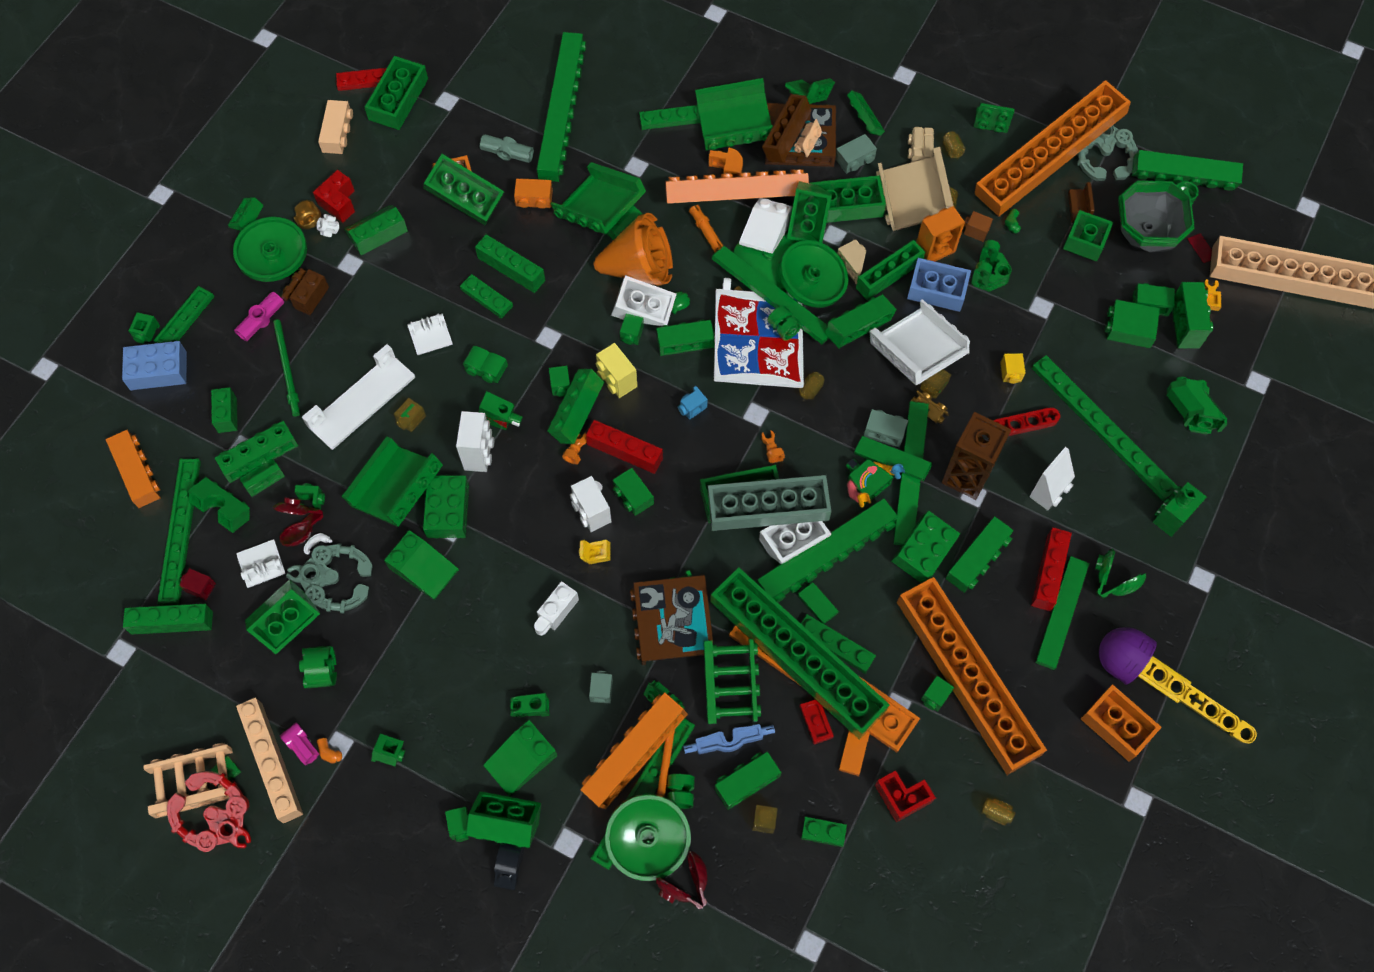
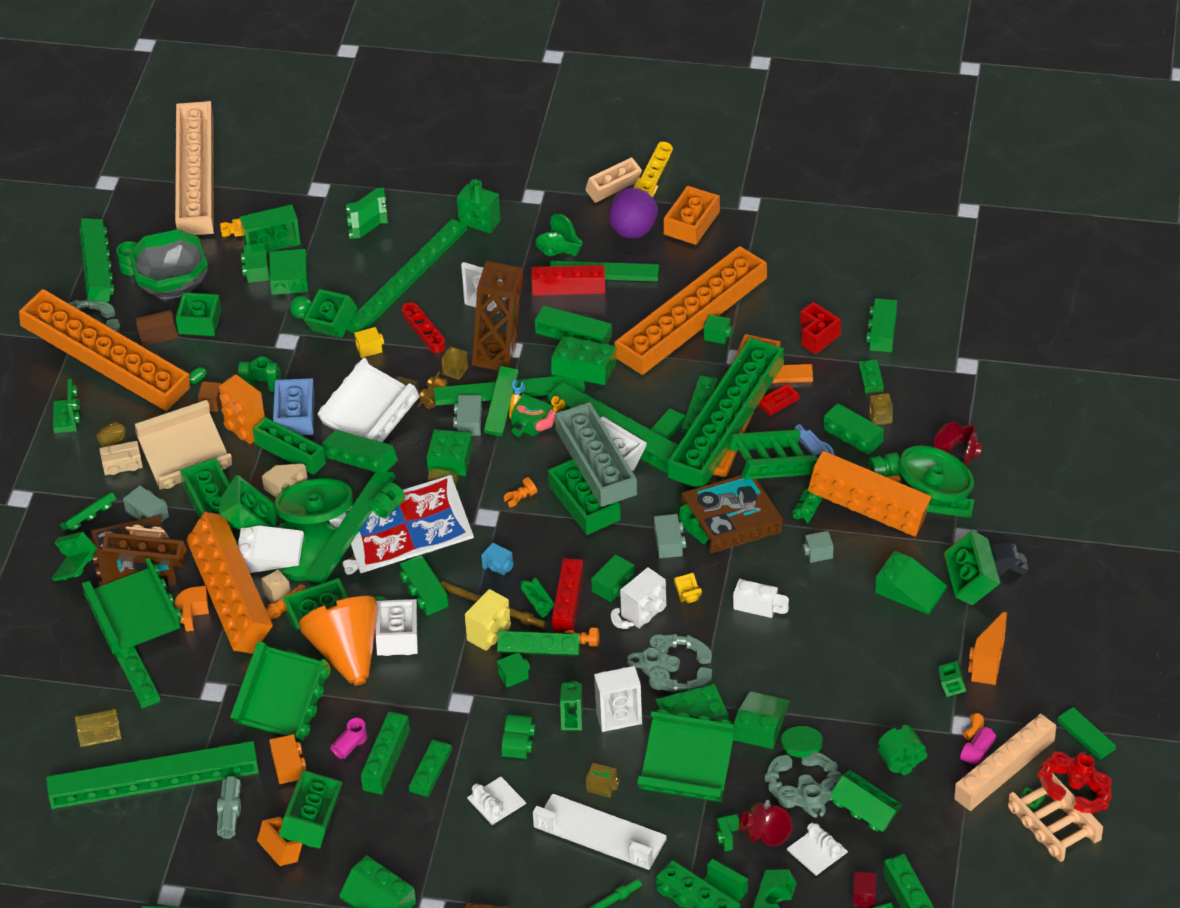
camera: 105 degrees left, 20 degrees down
(273, 855) = (1086, 733): none -> green tile
(378, 590) = (801, 741): none -> green tile
(388, 788) = (988, 652): none -> orange slope
(457, 823) = (989, 607): green brick -> none
(516, 506) = (658, 664): none -> sand green piece
(530, 705) = (859, 591): green leg -> none
(538, 244) = (350, 738): none -> dark pink piece
(617, 409) = (526, 618): none -> pearl gold bar
(624, 80) = (98, 728): none -> clear yellow hinge
(628, 424) = (537, 596): none -> green hinge
(631, 329) = (430, 629): green brick -> none
(667, 555) = (668, 536): none -> sand green brick
(685, 248) = (307, 600): none -> green slope
(724, 226) = (275, 586): none -> tan brick
(840, 398) = (450, 451): none -> green brick
(893, 871) = (882, 325): none -> green brick
(956, 431) = (454, 362): none -> clear yellow brick
(998, 811) = (801, 274): clear yellow brick -> none
(1057, 337) = (327, 314): none -> green brick
(1198, 658) = (613, 180): none -> light nougat brick

